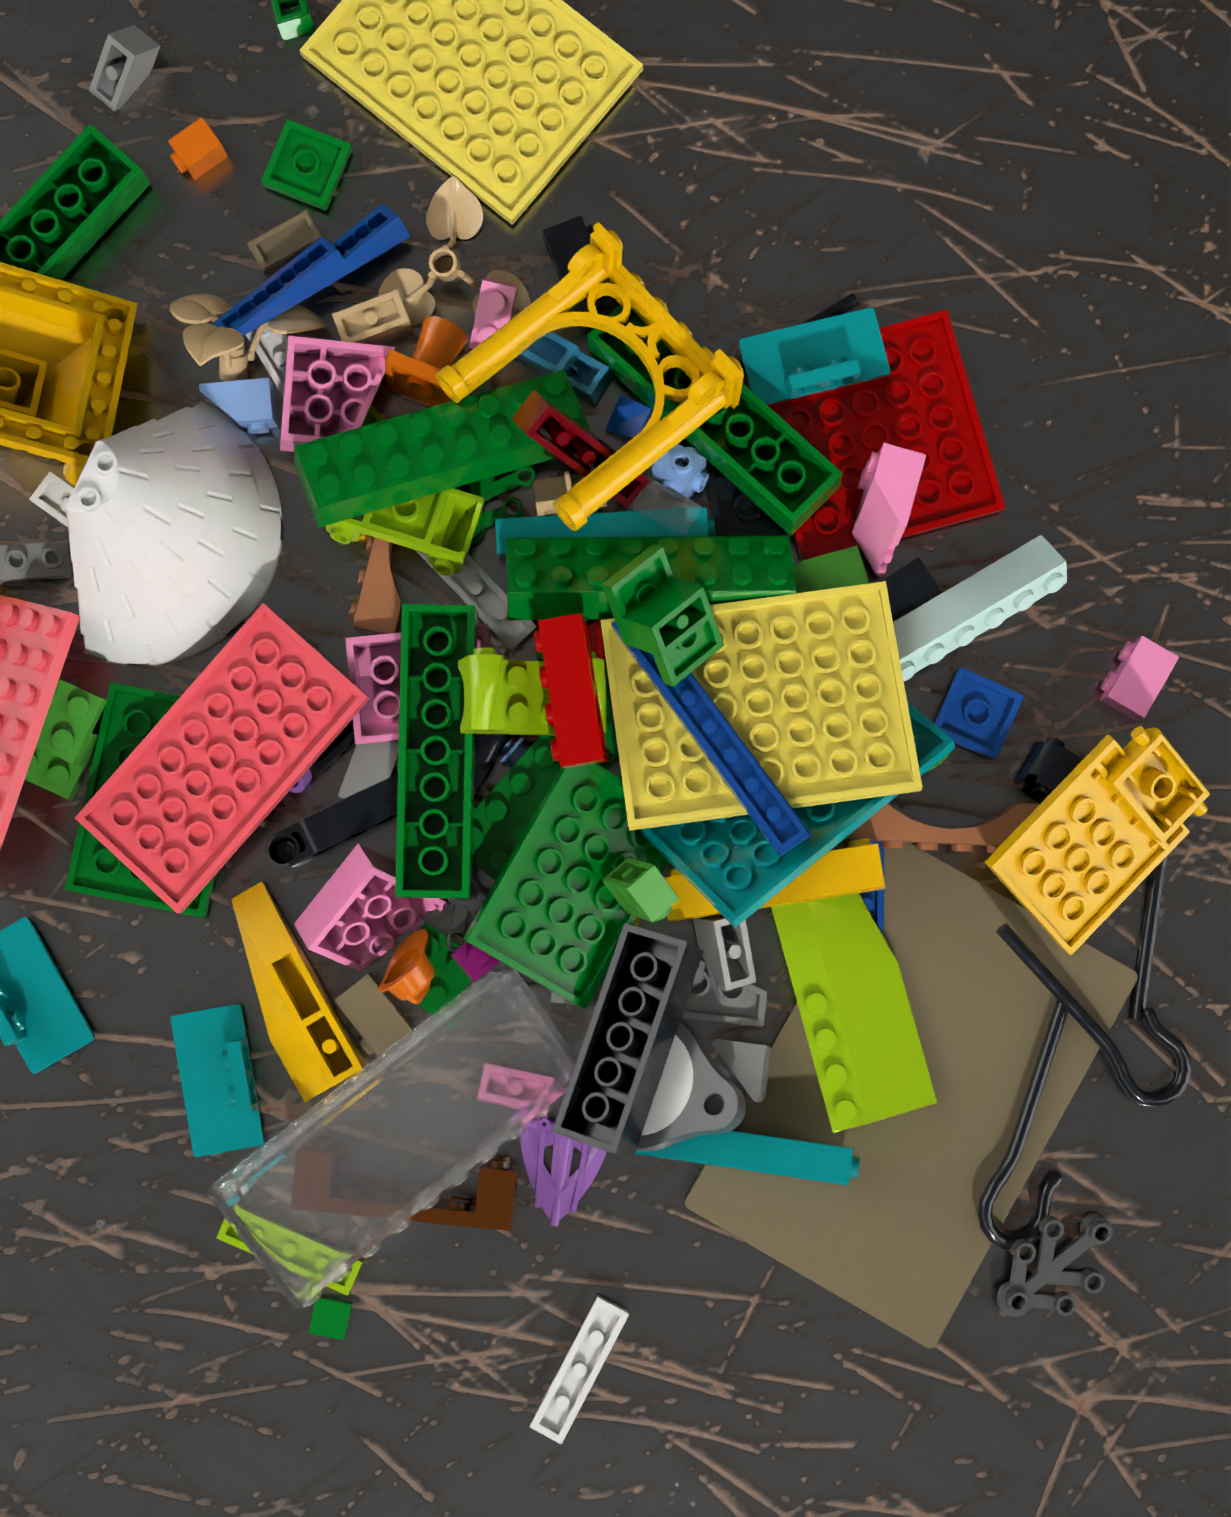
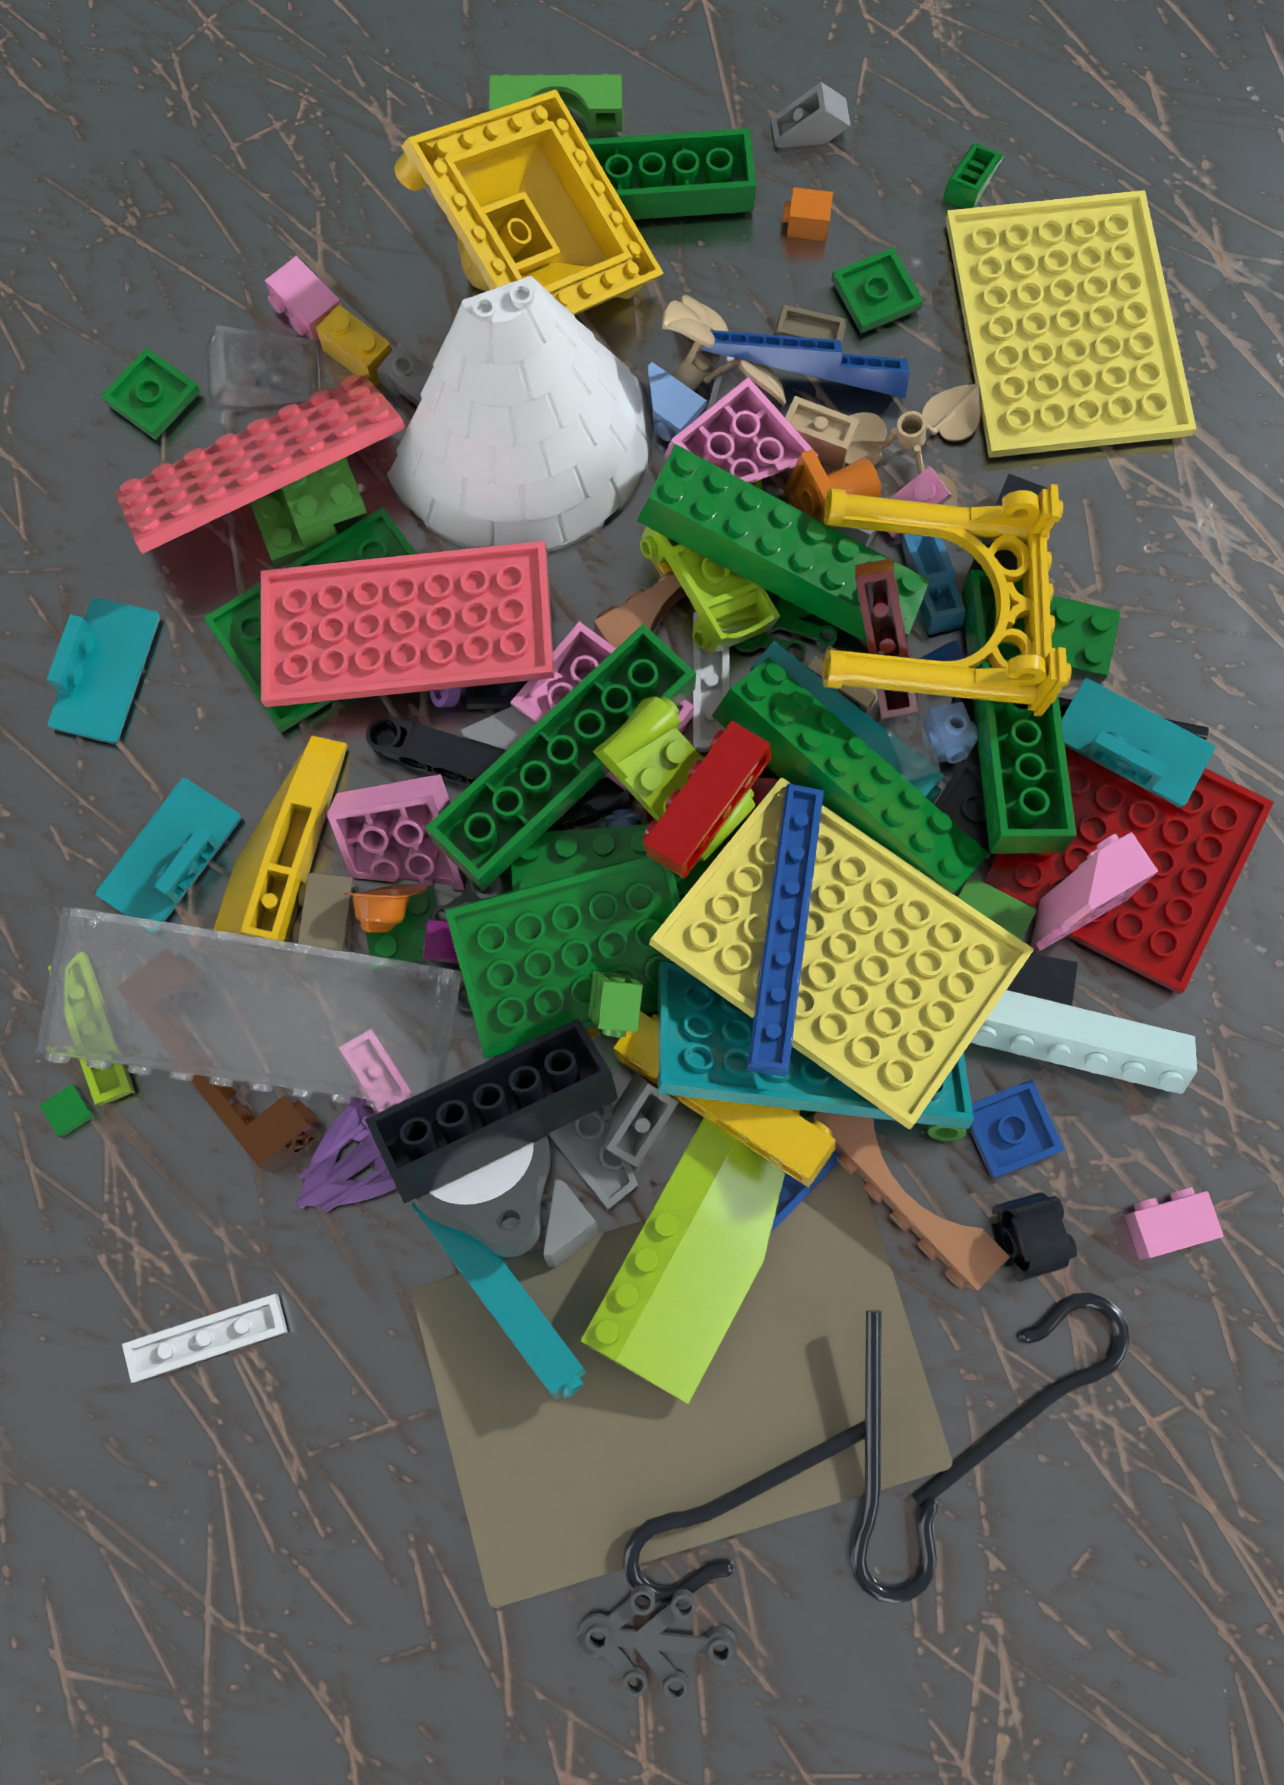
camera: 45 degrees right, 10 degrees down
(663, 615) = (832, 805): green bracket -> none
(705, 305) = (1087, 635): none -> green plate
(1099, 834) = (1025, 1312): yellow plate -> none

